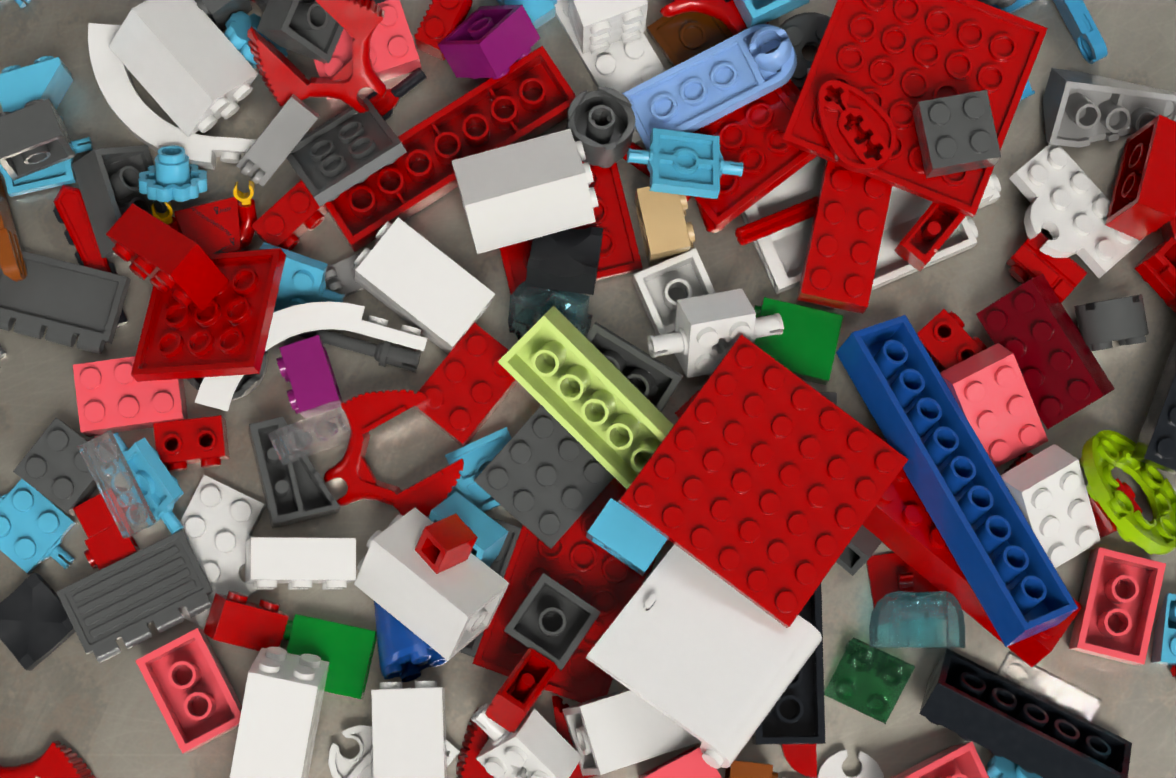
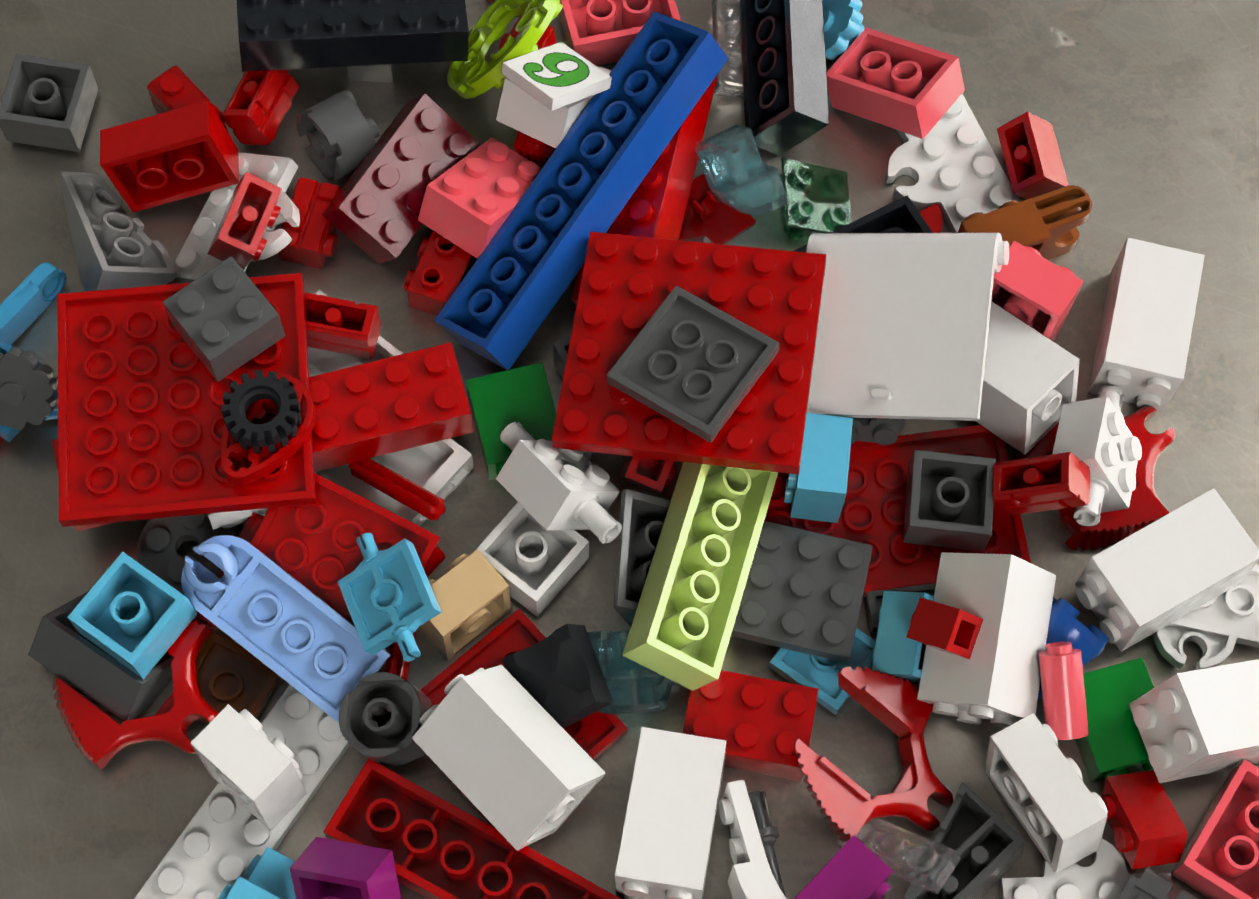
camera: 115 degrees left, 15 degrees down
(361, 615) = (1063, 690): none -> coral brick
(742, 464) = (693, 363): none -> dark grey plate
(875, 108) = (257, 389): none -> black tyre
(1053, 202) = (245, 221): none -> red brick
(1056, 497) = (556, 76): none -> white tile

